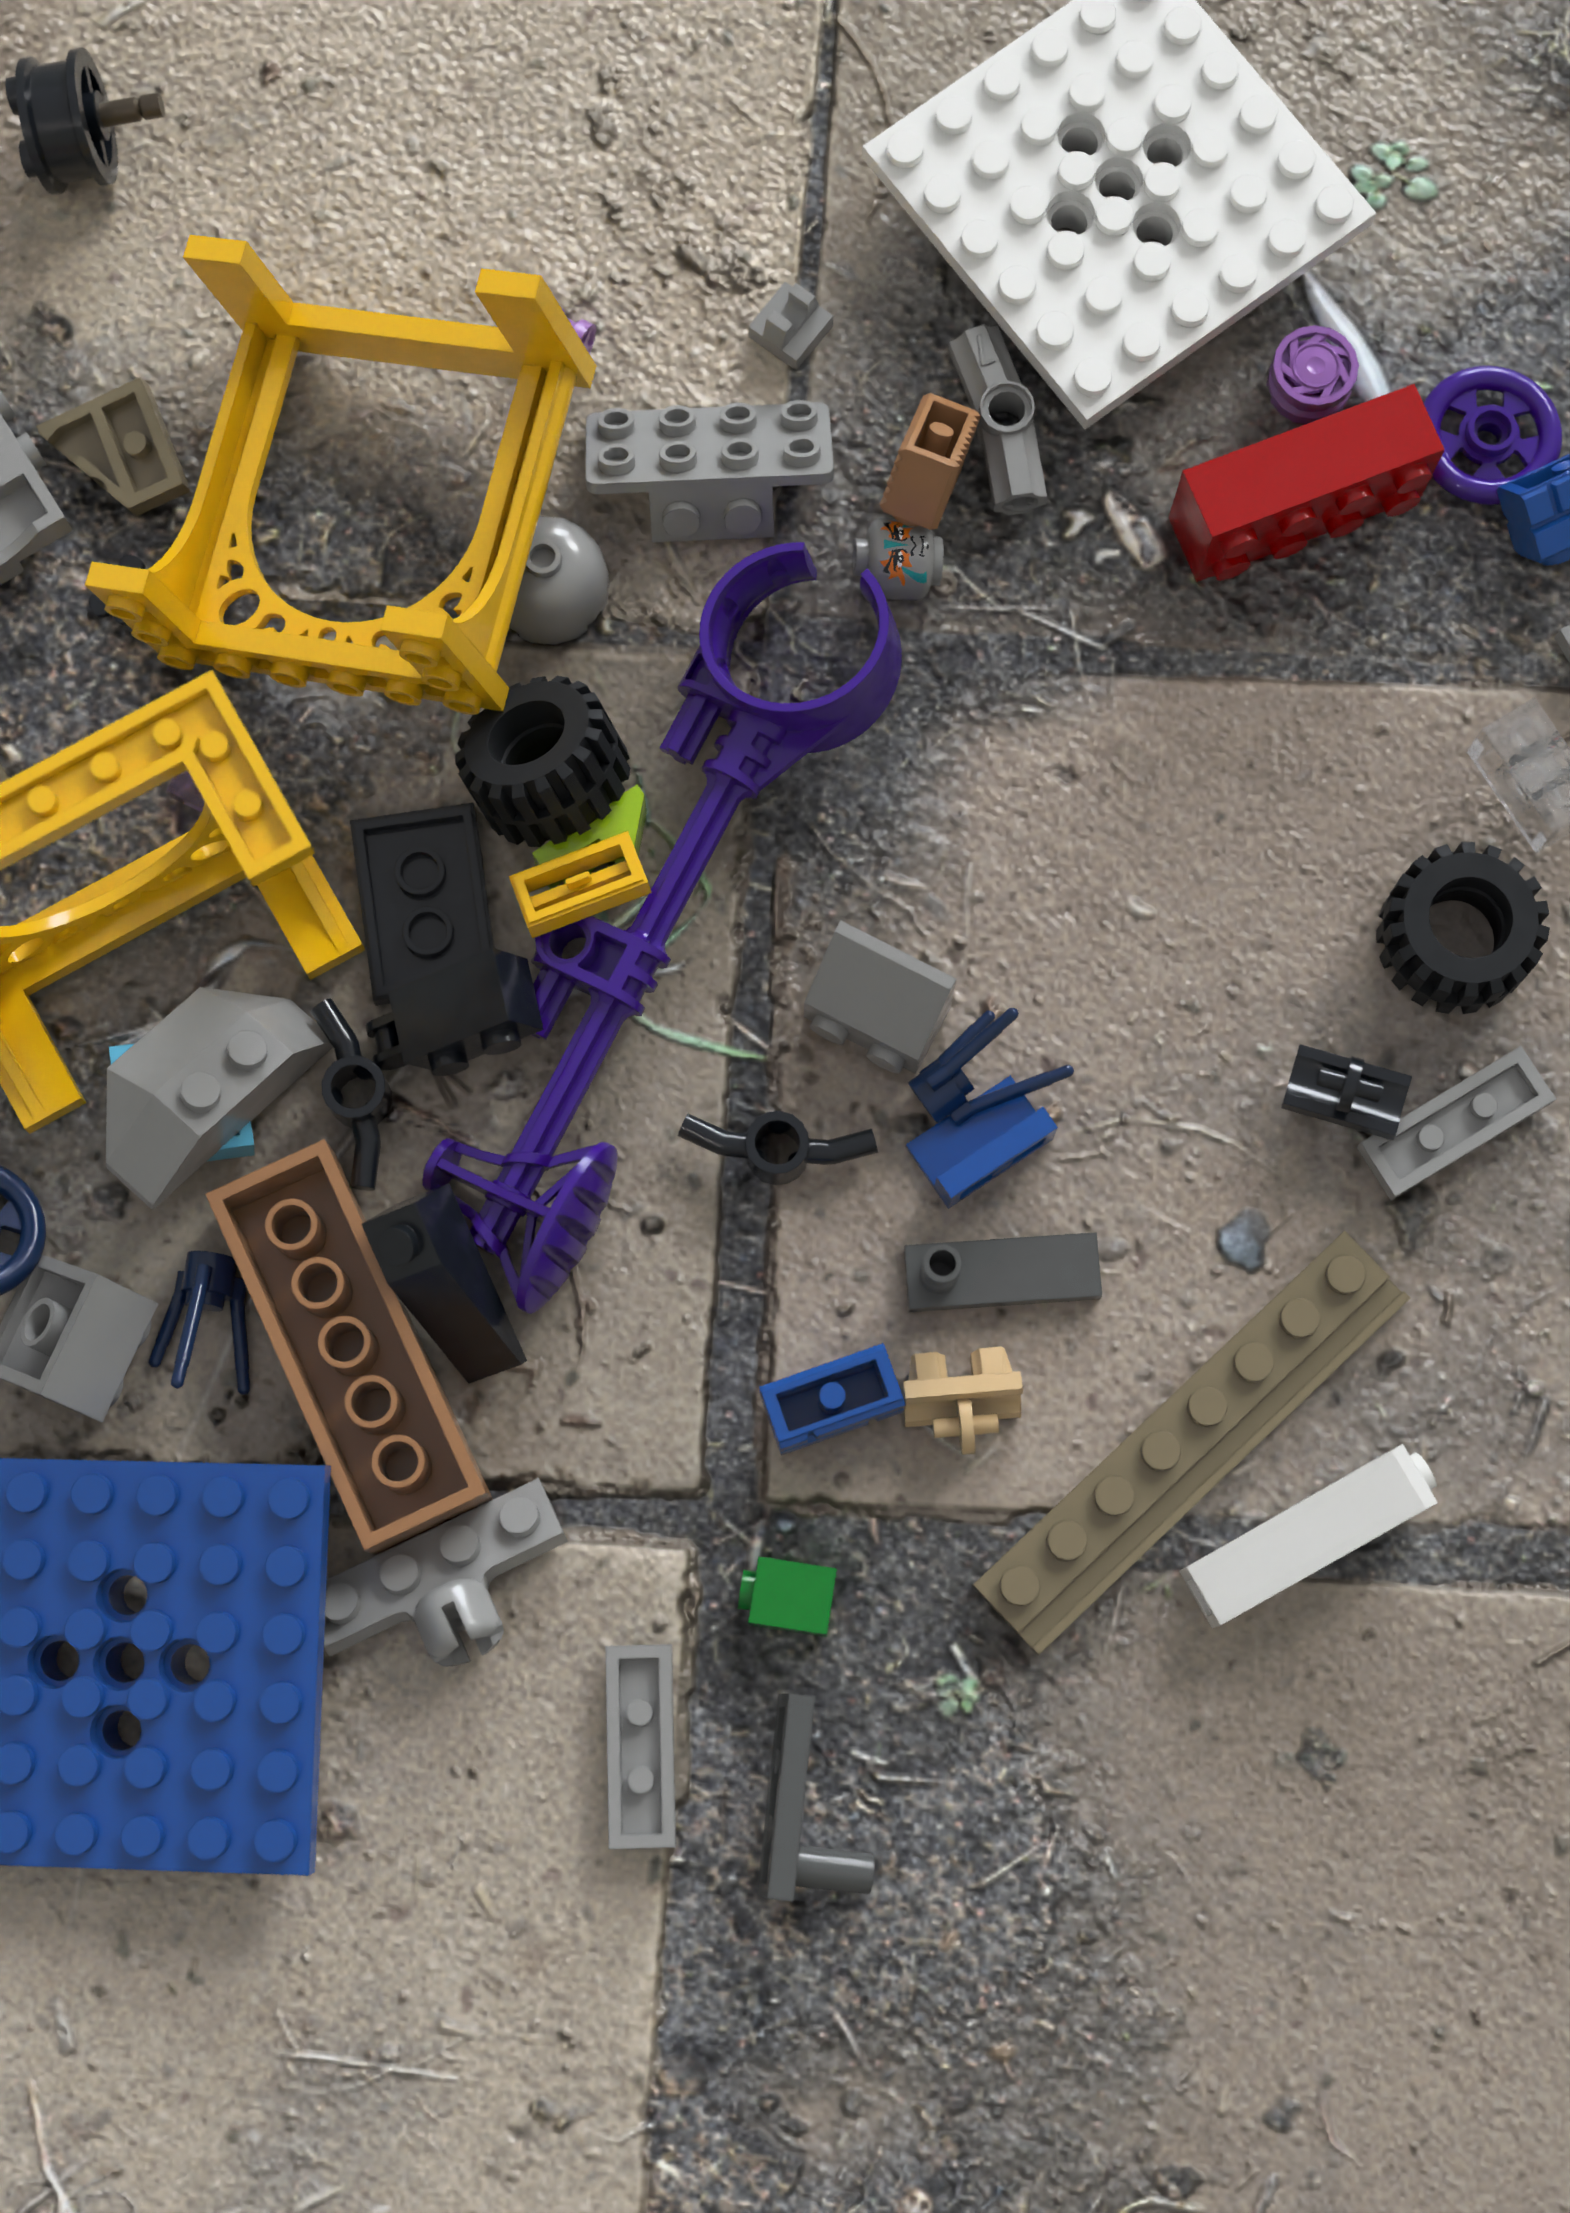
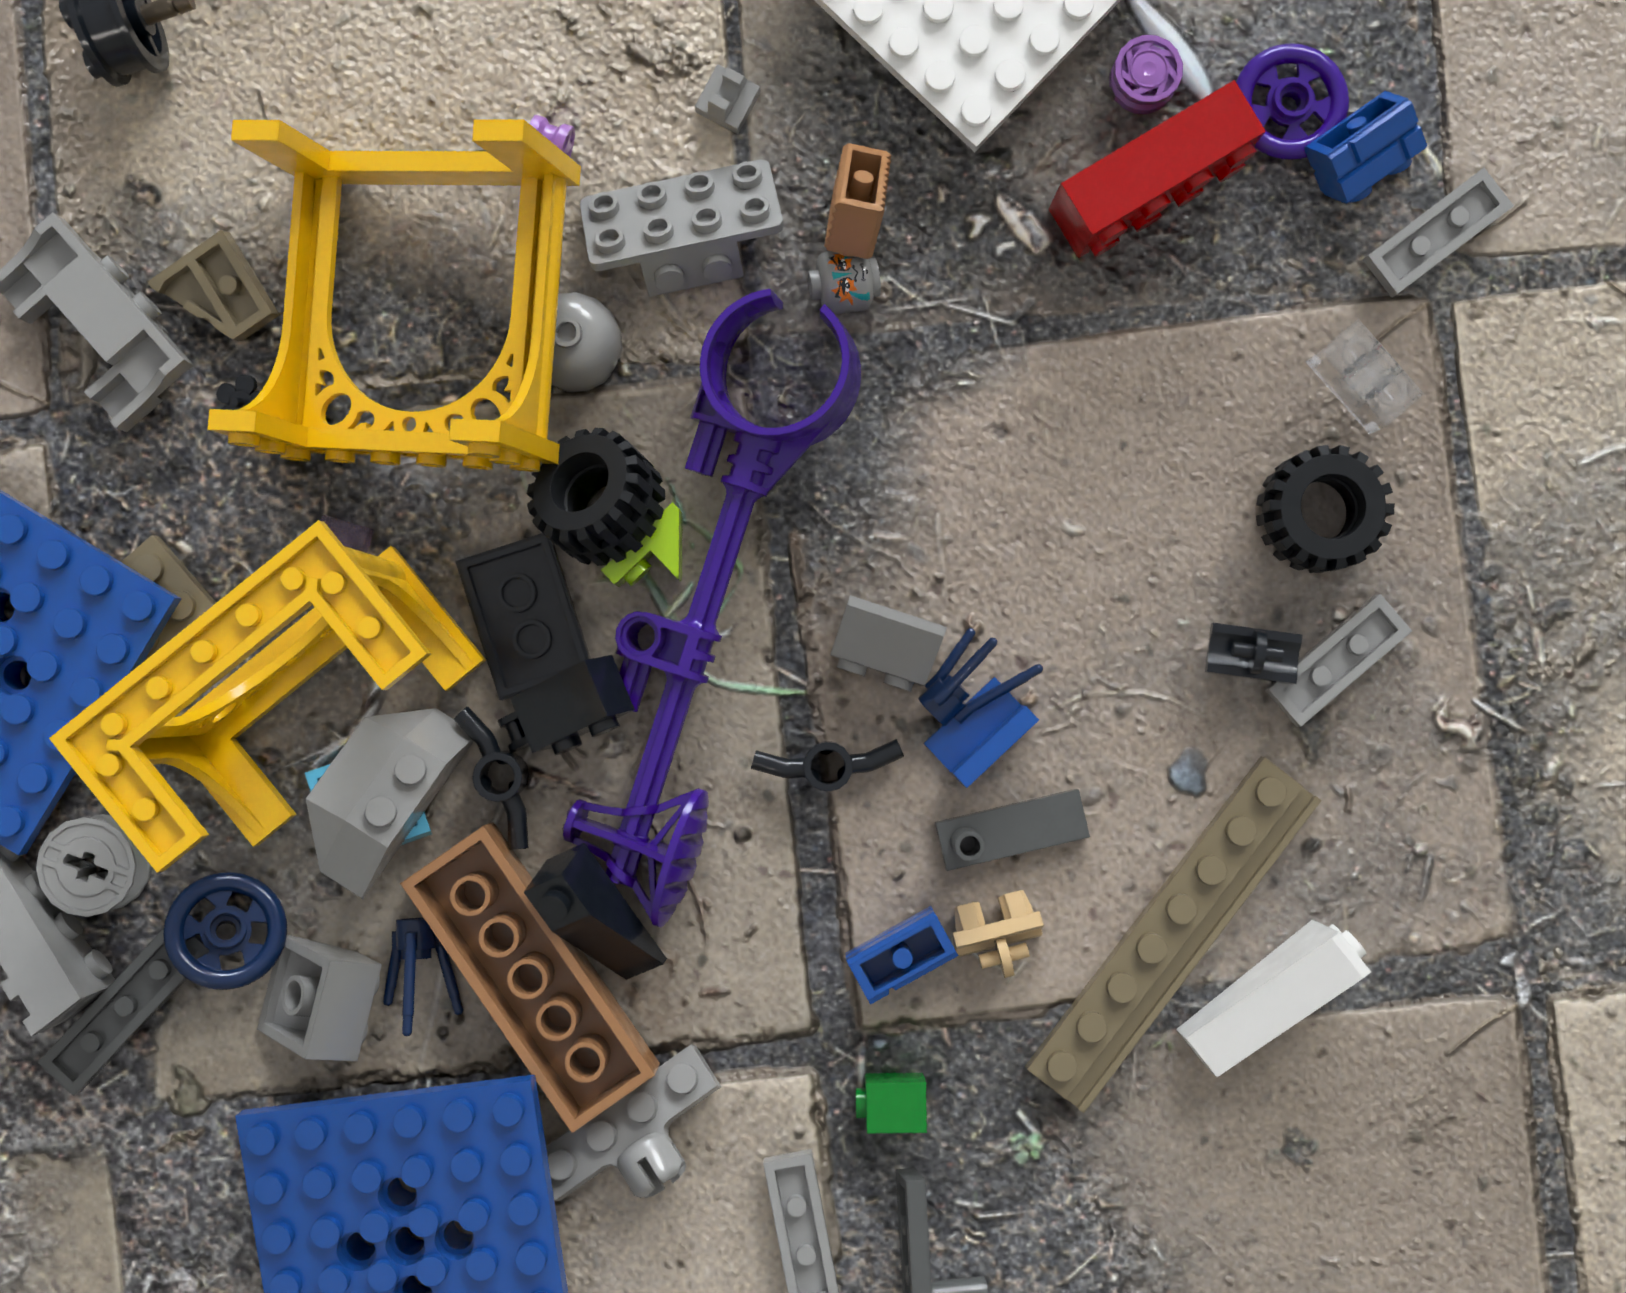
camera: 10 degrees left, 10 degrees up
(583, 893) = (650, 608): yellow tile -> none
(992, 388) = (896, 125): light grey piece -> none

